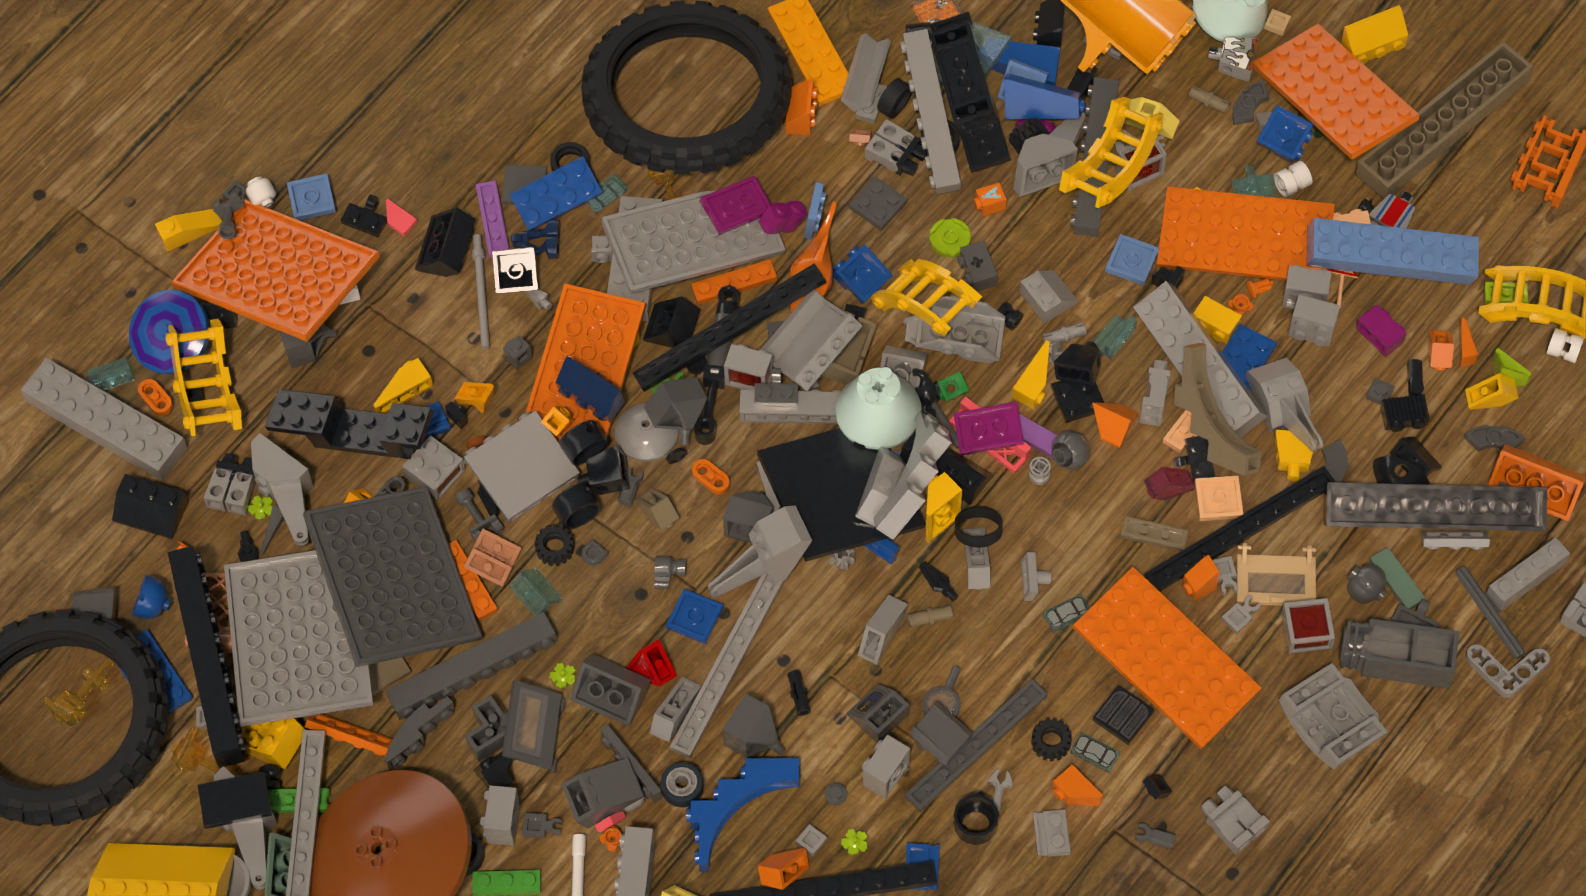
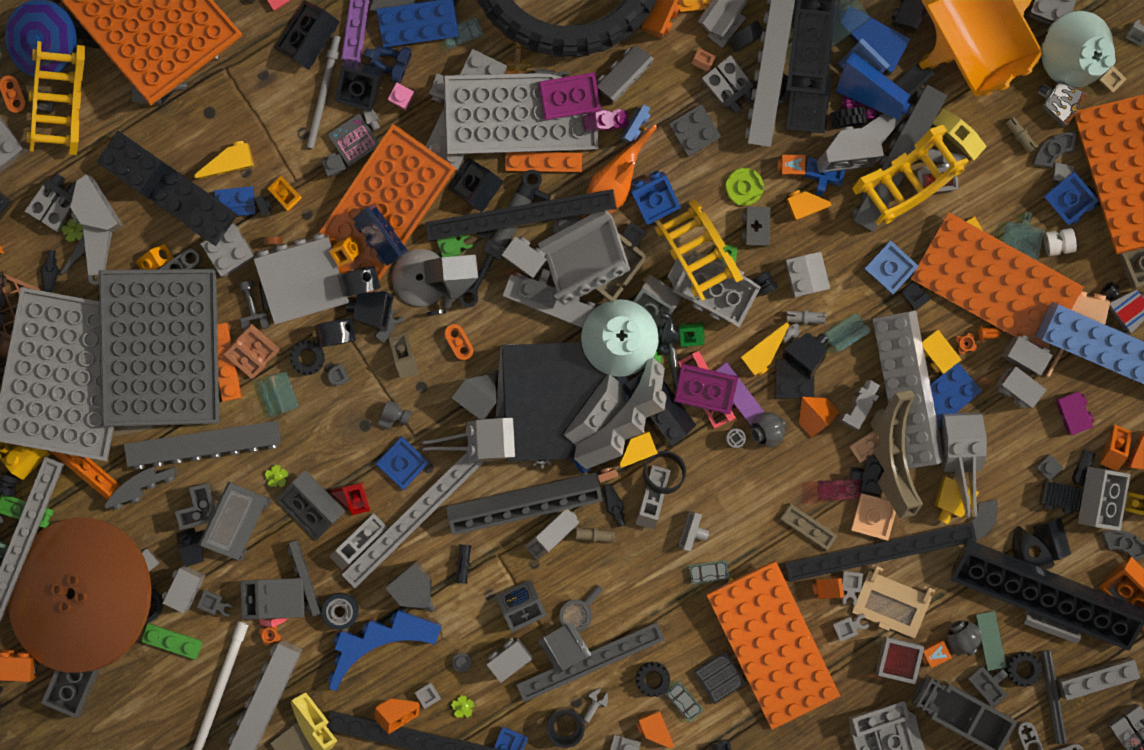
camera: 15 degrees right, 25 degrees up
(530, 323) = (354, 140): none -> dark grey tile
(563, 267) = (401, 96): none -> bright pink brick
(787, 170) = (624, 73): none -> light grey slope
(841, 606) = (524, 503): none -> dark grey brick
(919, 551) = (607, 474): none -> nougat plate
(1020, 230) = (805, 204): none -> light orange slope
(1027, 200) = (823, 178): none -> blue plate
(1344, 608) = (935, 654): none -> orange brick
(1445, 582) = (1035, 669): none -> black tyre
(1449, 394) = (1104, 498): none -> light grey brick

